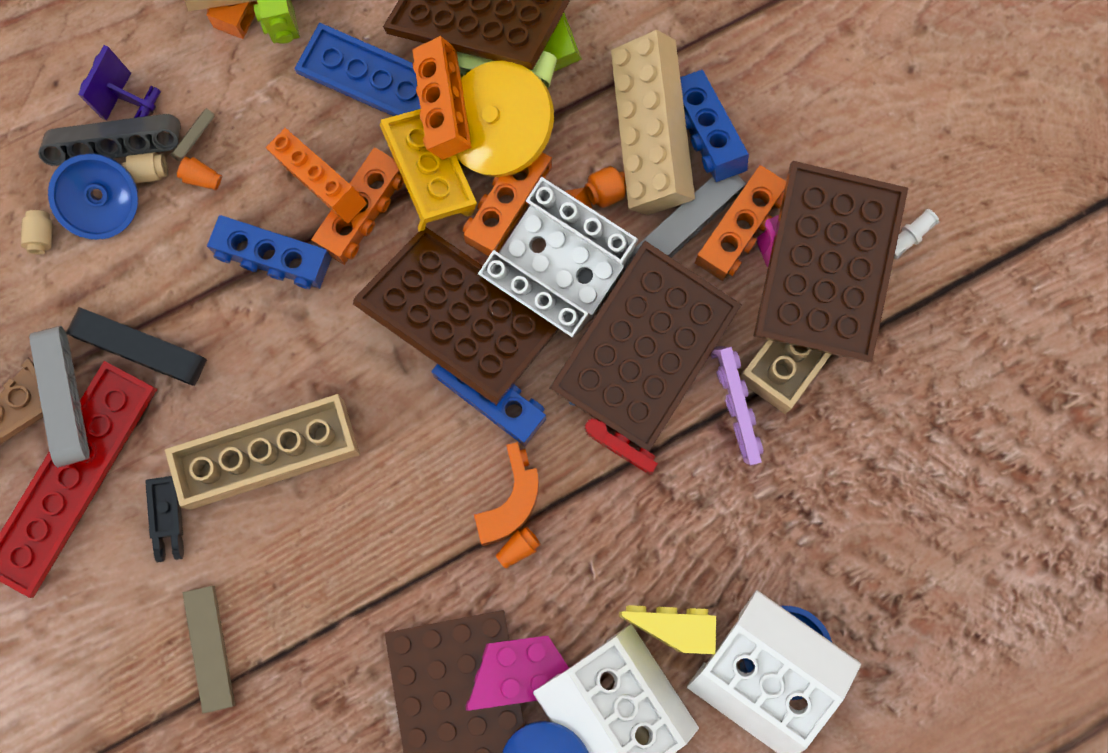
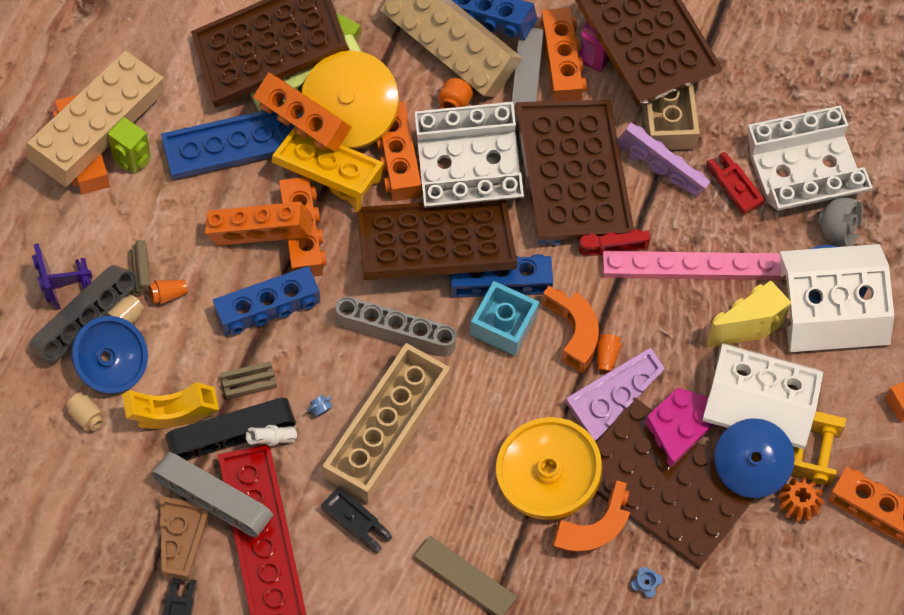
camera: 45 degrees left, 15 degrees down
(98, 283) = (171, 410): none -> yellow arch
(157, 382) = (271, 435): none -> white pin
(174, 302) = (246, 371): none -> dark tan tile
(228, 387) = (320, 405): none -> medium blue plate
(347, 712) = (582, 538): none -> orange arch
(349, 354) = (405, 334): none -> light grey beam
(361, 615) = (549, 468): none -> yellow dish
(451, 439) = (504, 318): none -> medium azure brick
(478, 589) = (608, 396): none -> lavender wing
(678, 528) = (691, 265): none -> bright pink plate
(789, 482) = (736, 184): none -> red hinge
(852, 603) = (840, 221): none -> light grey cylinder
(882, 495) = (800, 147): none -> white slope

